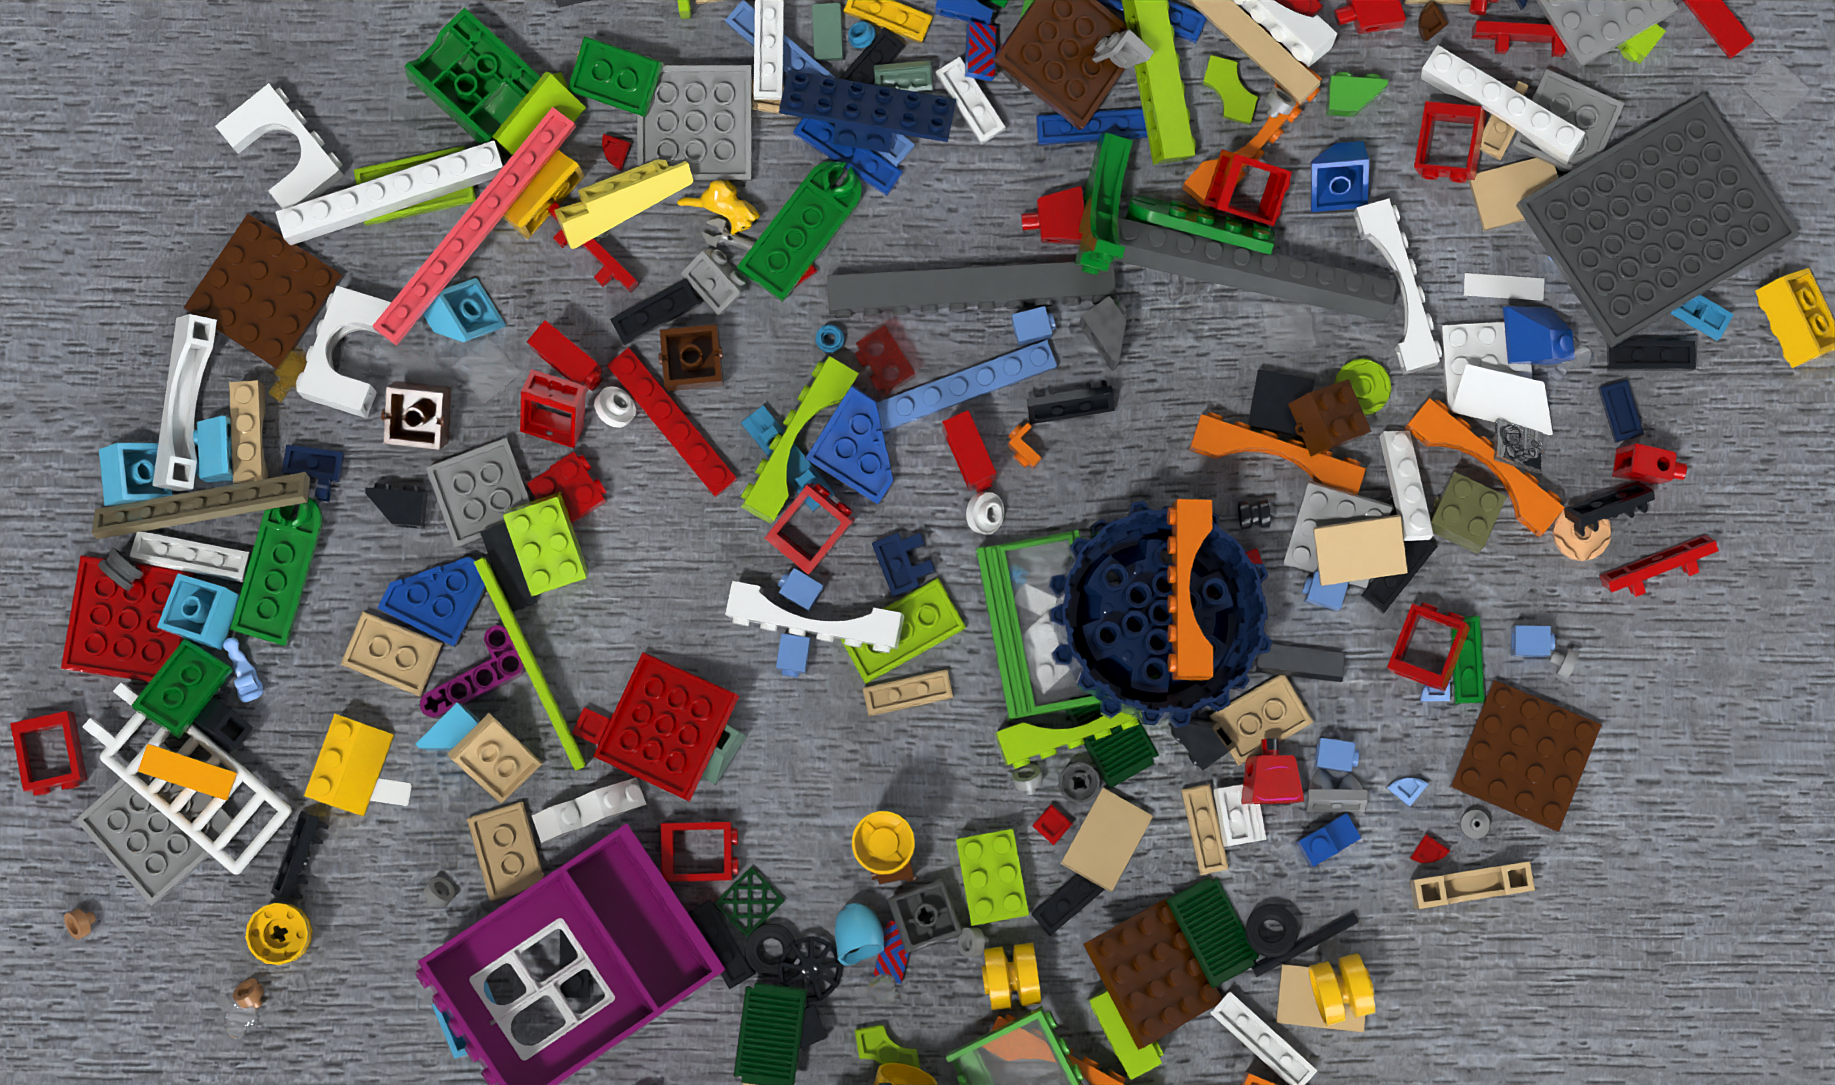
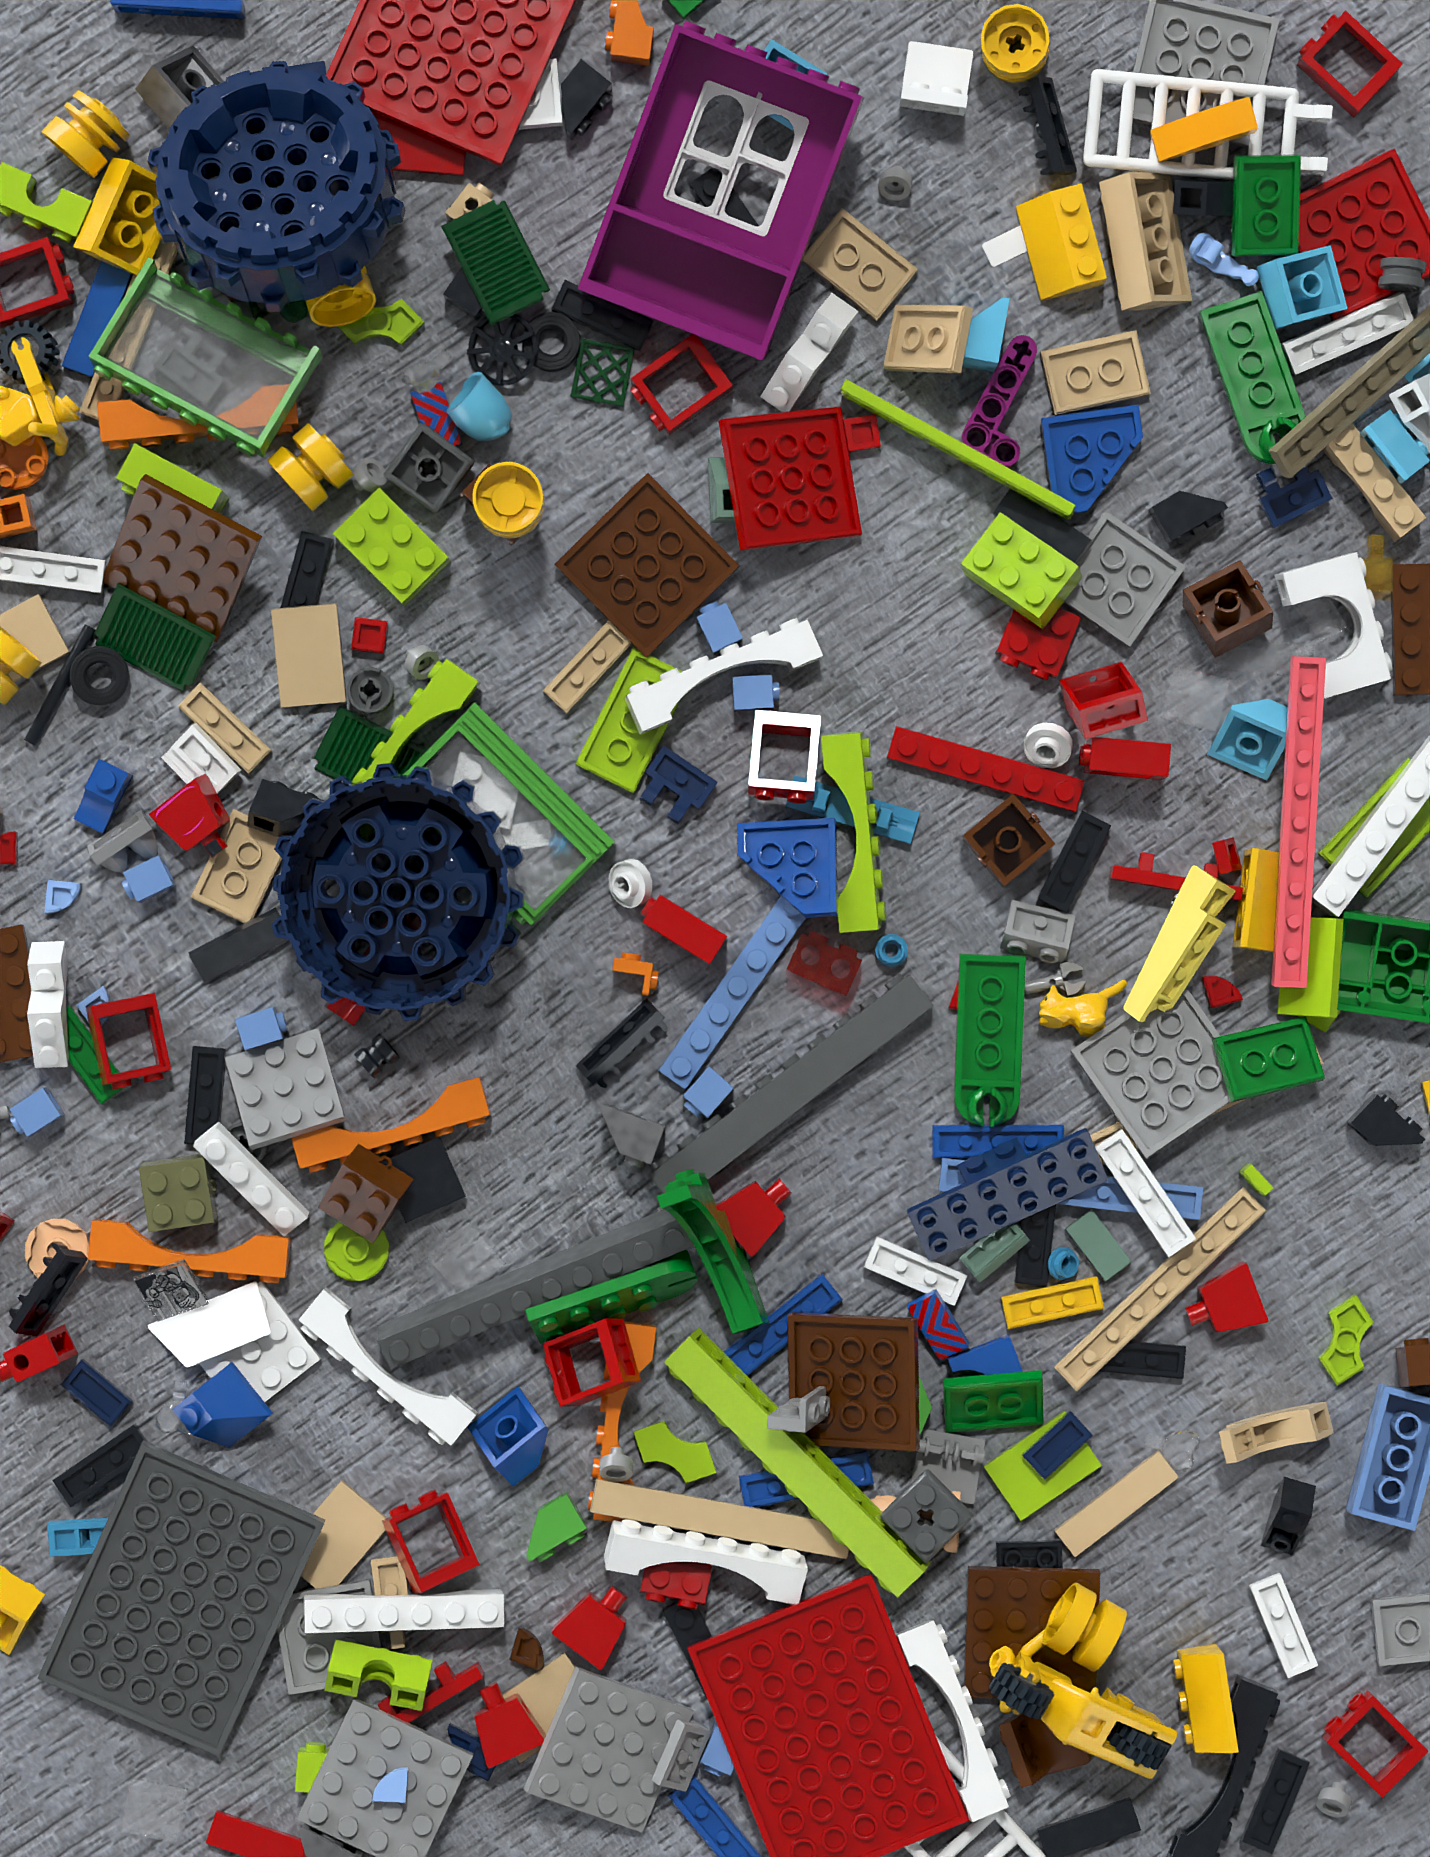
camera: 135 degrees right, 5 degrees up
(288, 724) = (1145, 241): none -> tan slope
(354, 950) = (936, 78): none -> white bracket
(542, 241) = (1227, 855): none -> red tile
(814, 736) = (647, 565): none -> reddish brown plate
(1190, 649) = (420, 985): orange arch -> none
(1360, 550) = (252, 1084): tan tile -> none
(1470, 713) = (47, 1004): none -> white arch
(1504, 286) = (286, 1438): white sticker -> none
(1531, 58) = (356, 1663): none -> lime arch

